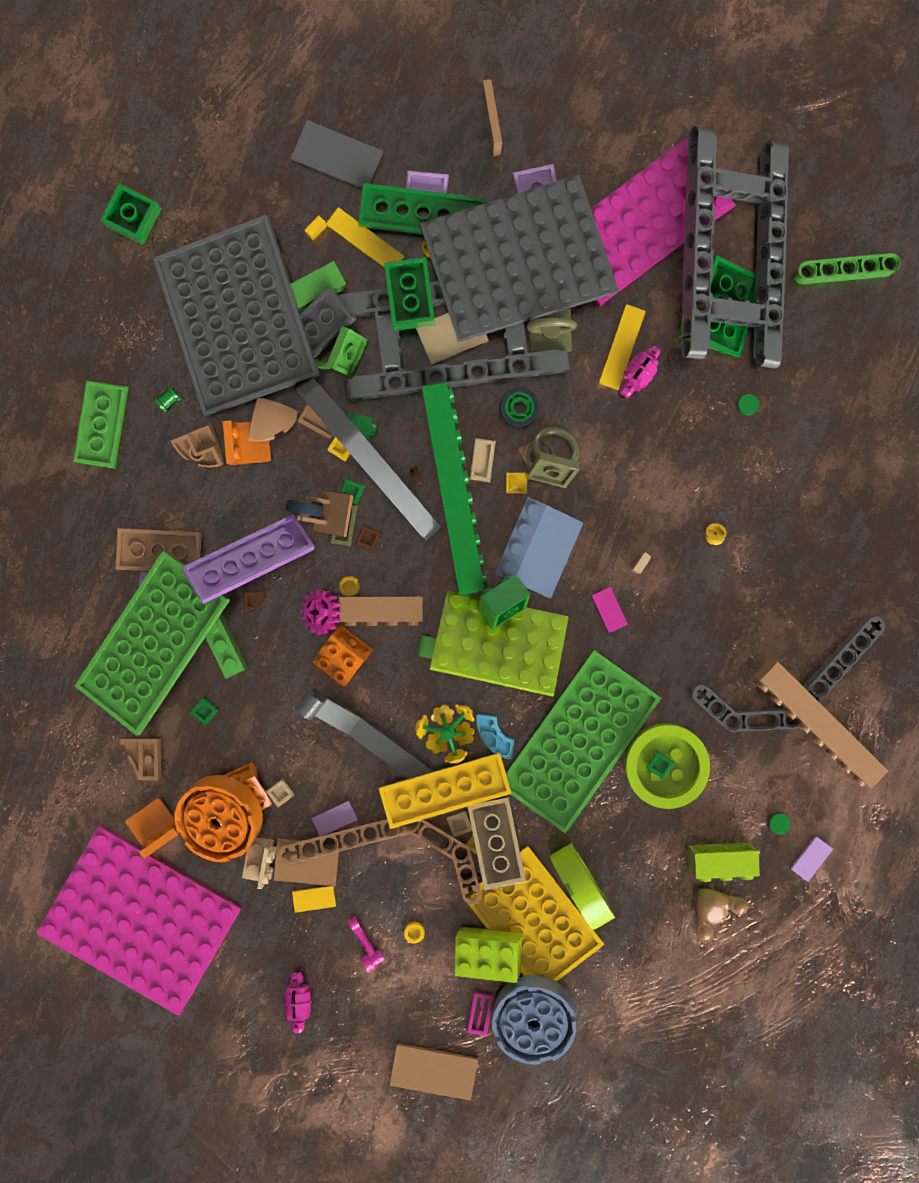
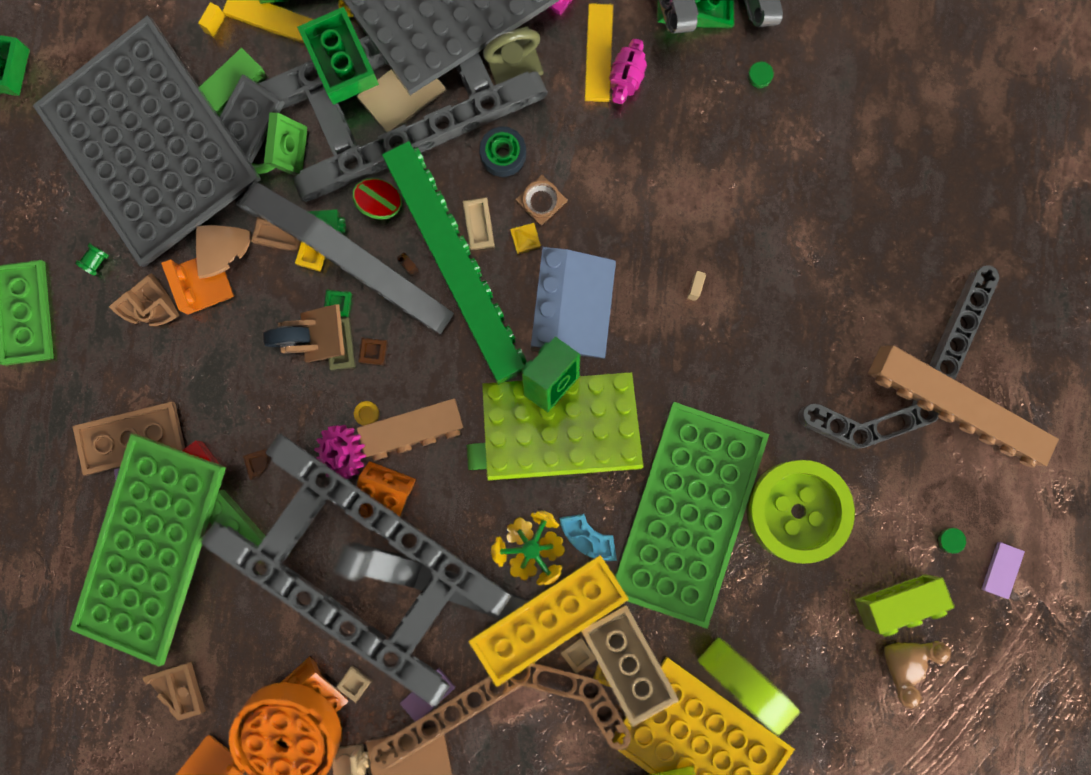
camera: 25 degrees left, 5 degrees down
(204, 711) = (235, 612): green tile -> none
(247, 558) = (233, 414): medium lavender plate -> none
(277, 733) = (328, 612): none -> dark grey beam
(407, 416) = (377, 198): none -> red piece
(551, 468) = (560, 205): olive tile -> none
(609, 609) = (676, 351): dark pink tile -> none
(660, 765) = (793, 512): green tile -> none
(715, 534) = (770, 228): yellow tile -> none

